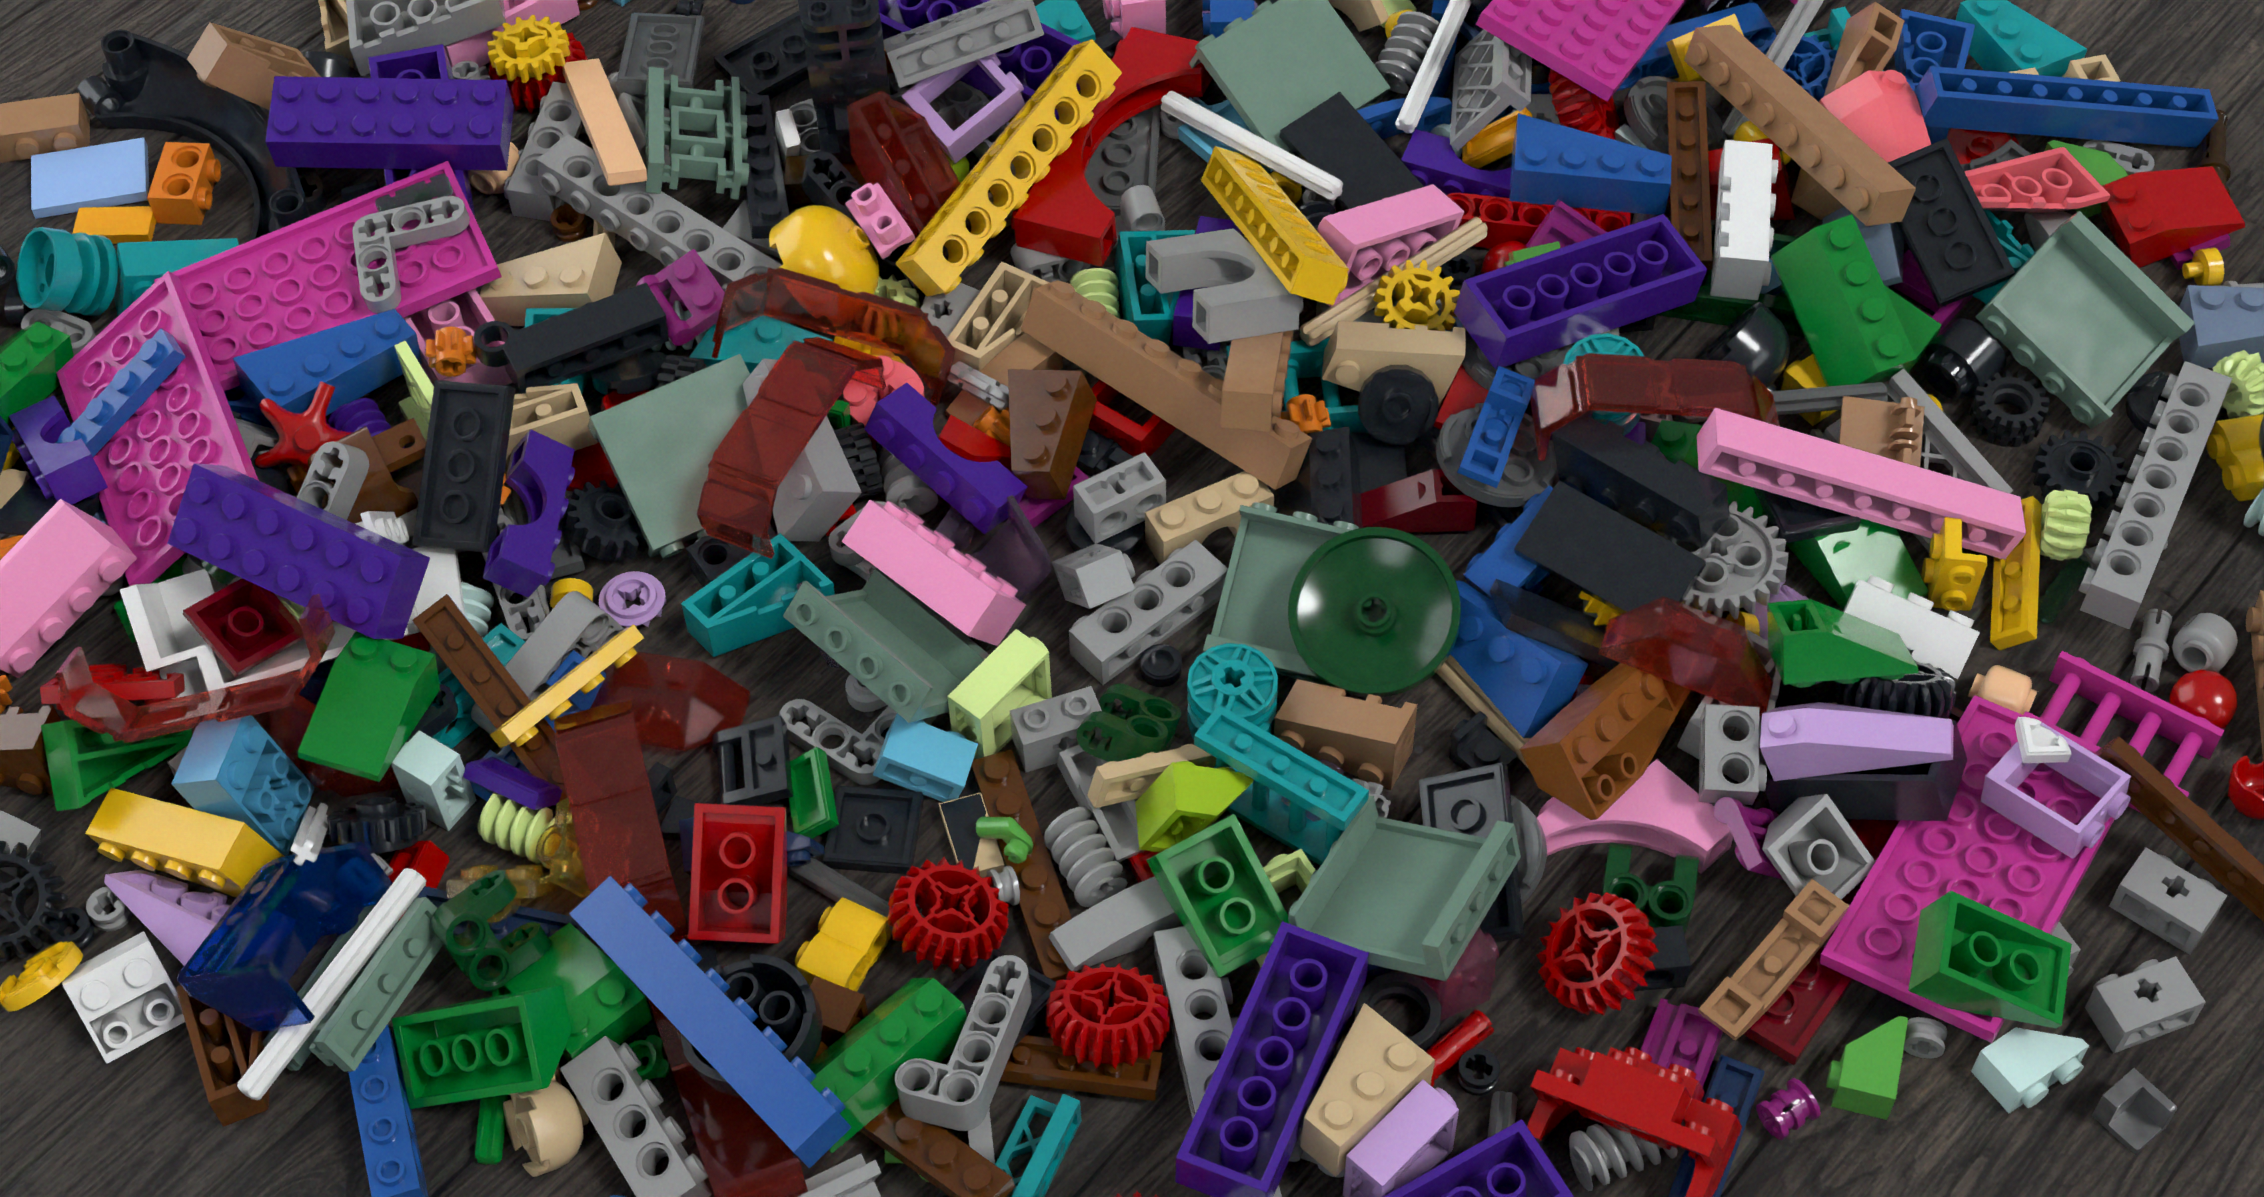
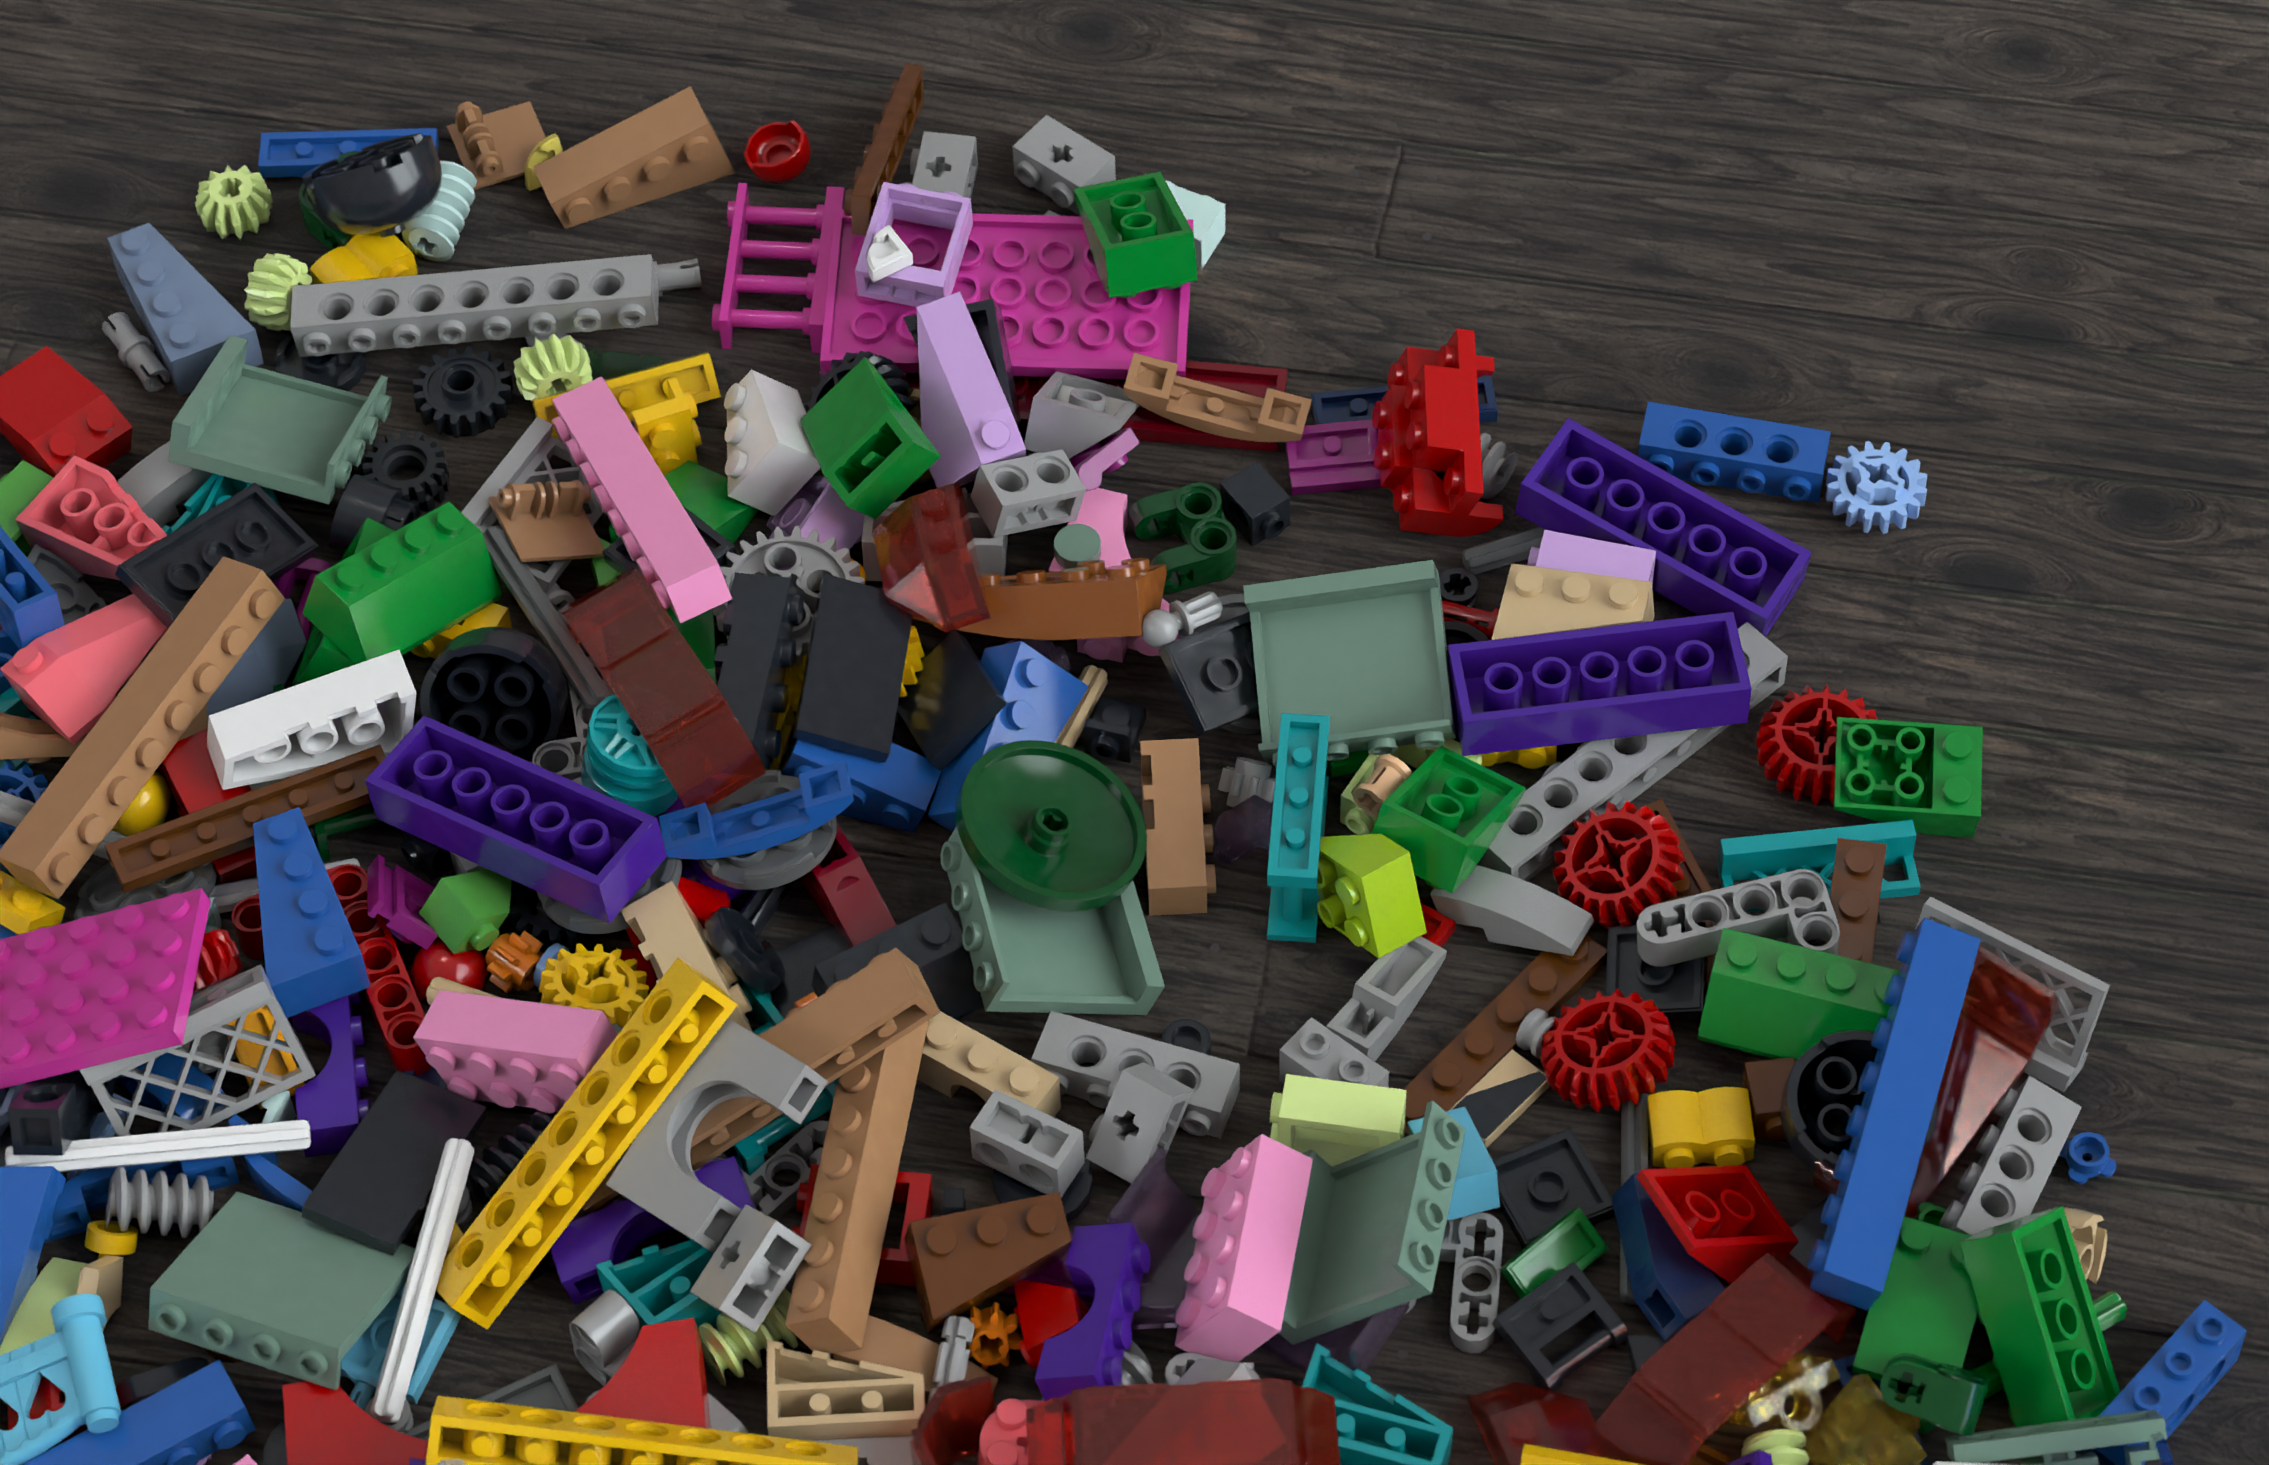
camera: 120 degrees left, 0 degrees up
(1006, 828) = (1486, 1045): bright green arm -> none
(1083, 857) = (1460, 981): light grey piece -> none
(1111, 276) = (750, 1268): none -> light grey brick
(1130, 778) = (1349, 941): tan plate -> none
(1133, 733) = (1281, 994): dark green piece -> none
(1236, 679) = (1206, 936): teal wheel -> none
(1279, 865) = (1386, 778): none -> light nougat bush
(1522, 770) = (1162, 627): none -> light grey axle
(1612, 957) = (1283, 514): red gear -> none
(1663, 781) = (1076, 544): none -> sand green tile
(1796, 1096) = (1339, 361): magenta bush -> none
(1869, 1071) = (1257, 319): bright green slope -> none
(1925, 1037) = (1202, 298): light grey bush -> none
(2005, 689) = (789, 357): light nougat head -> none
(2134, 1111) = (1170, 149): flat silver panel -> none
(2204, 643) = (629, 233): light grey head -> none
(2205, 268) = (111, 375): yellow tile -> none
(2206, 696) = (693, 225): red hair -> none

